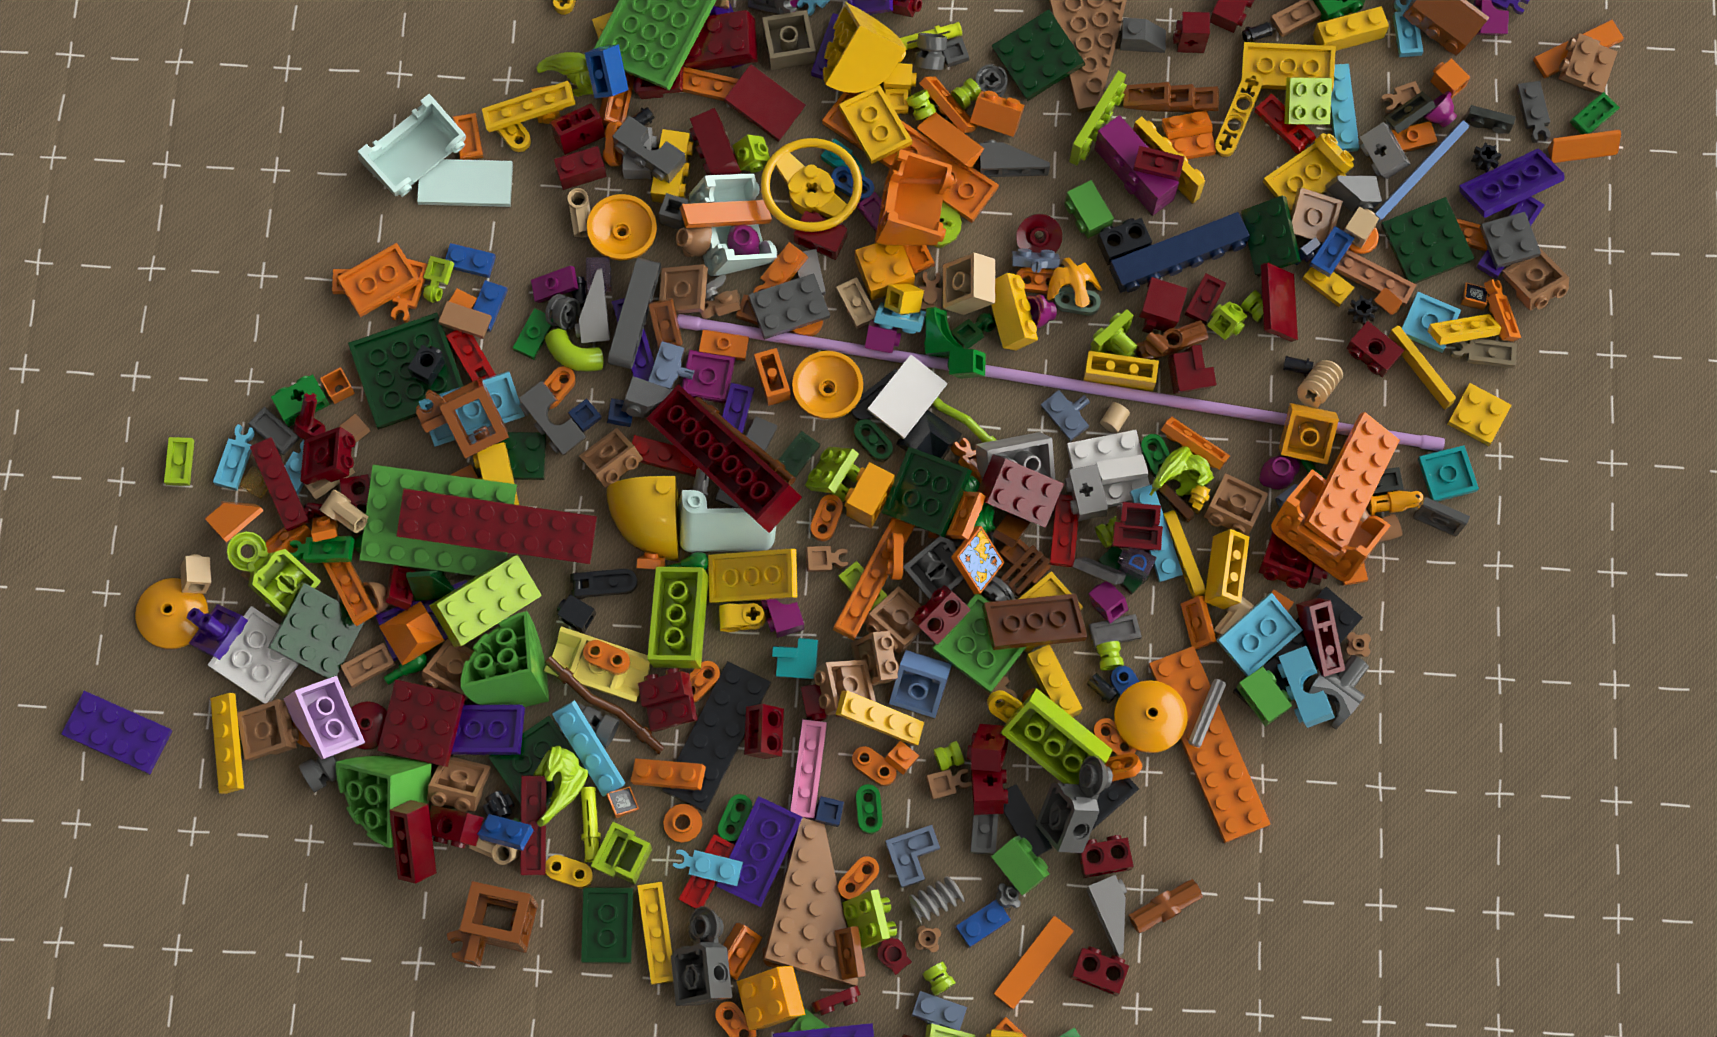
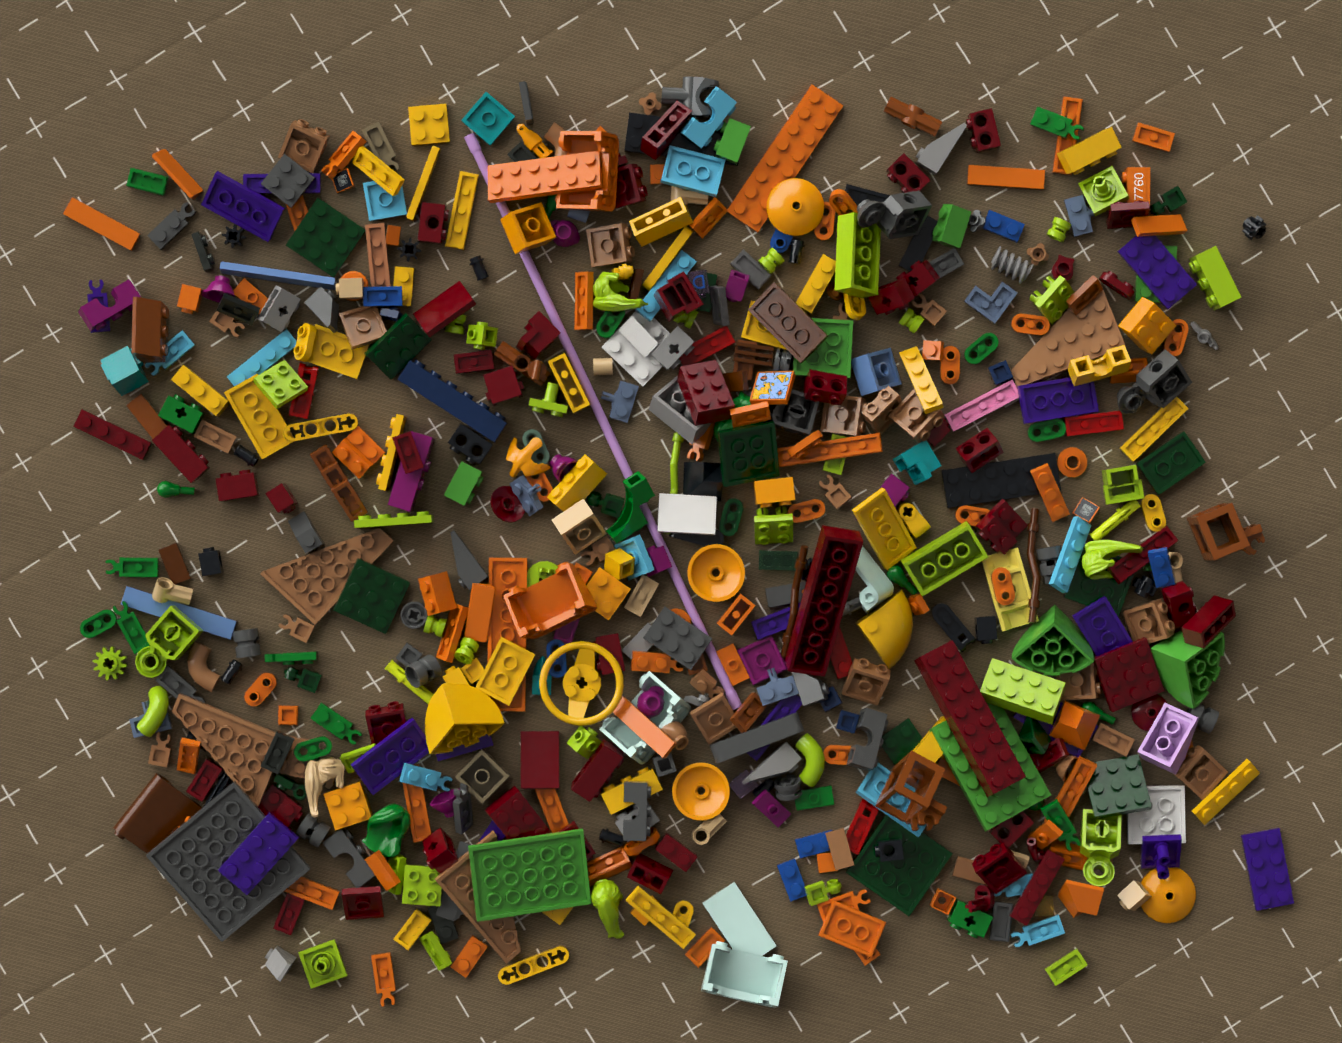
camera: 120 degrees left, 15 degrees up
(340, 509) = (1028, 833): tan piece -> none
(606, 71) = (600, 880): blue brick -> none
(711, 867) = (1090, 422): medium azure plate -> none
(767, 899) = (1113, 362): none -> yellow arch
(1207, 712) = (768, 171): light grey axle -> none
(1319, 383) = (486, 243): tan piece -> none
(1371, 390) = (462, 210): none -> yellow tile
(1587, 64) = (112, 209): medium nougat plate -> none

